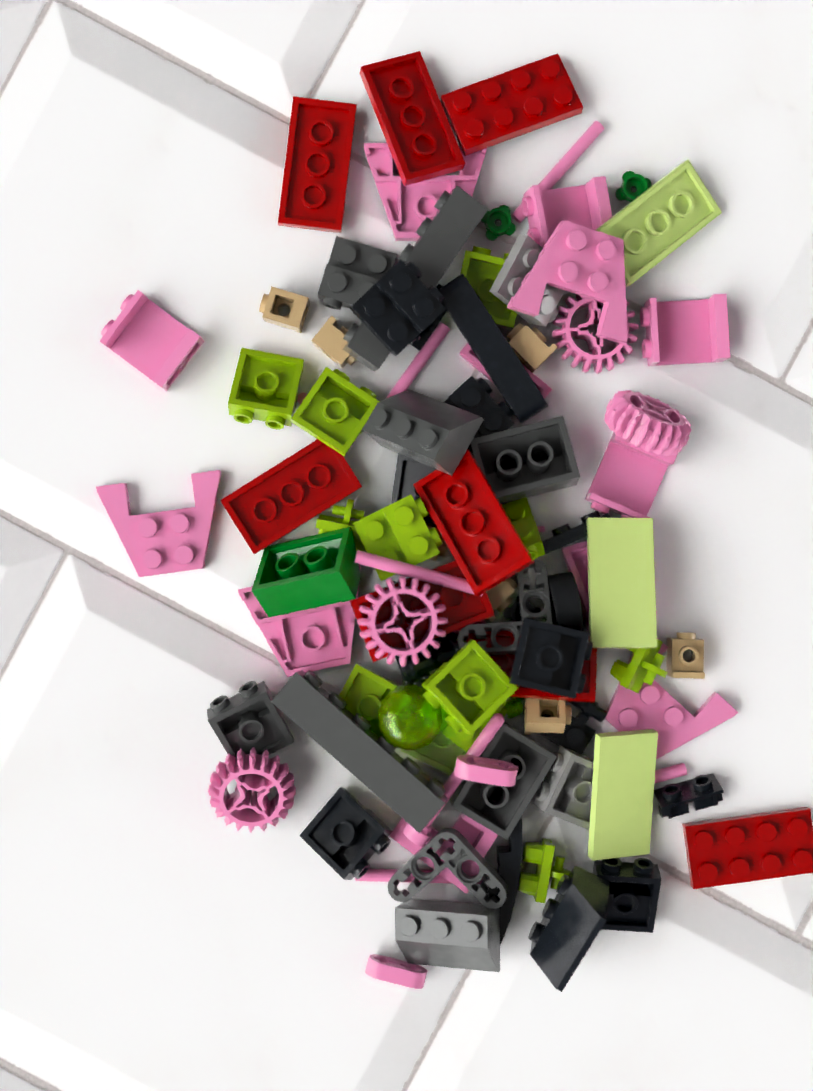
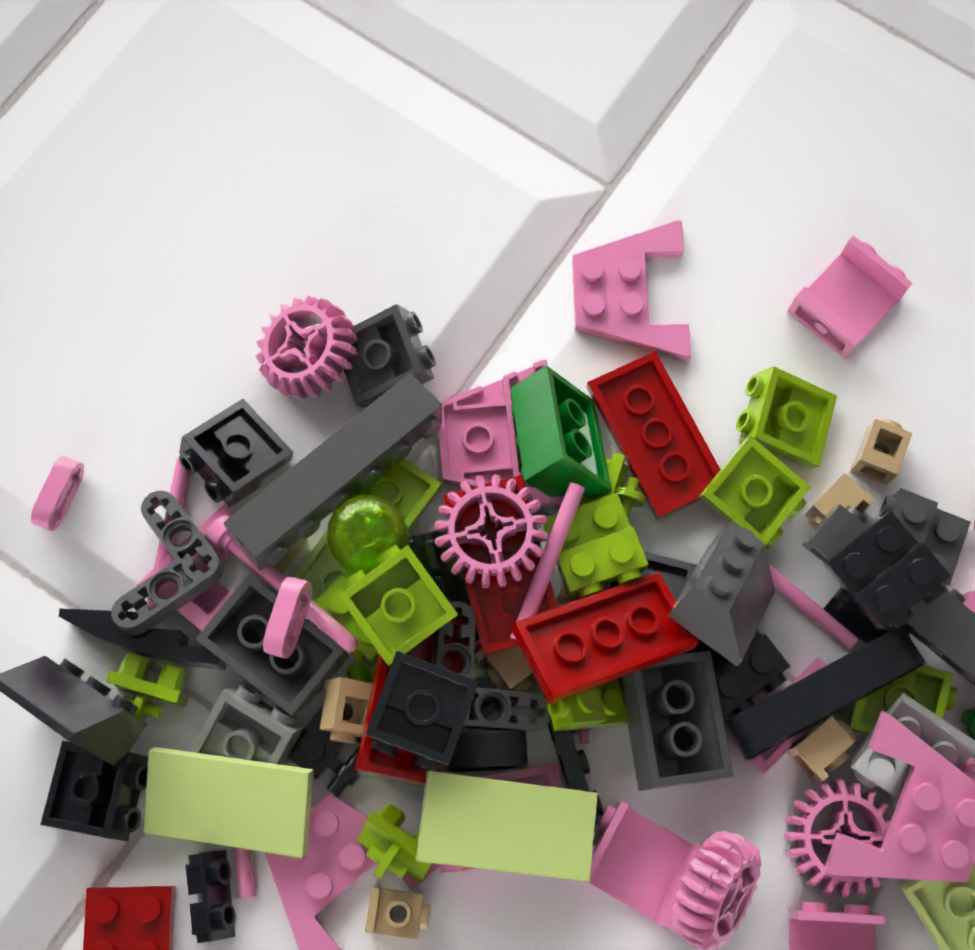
camera: 95 degrees right, 15 degrees down
(449, 934) = (90, 557): slope -> none

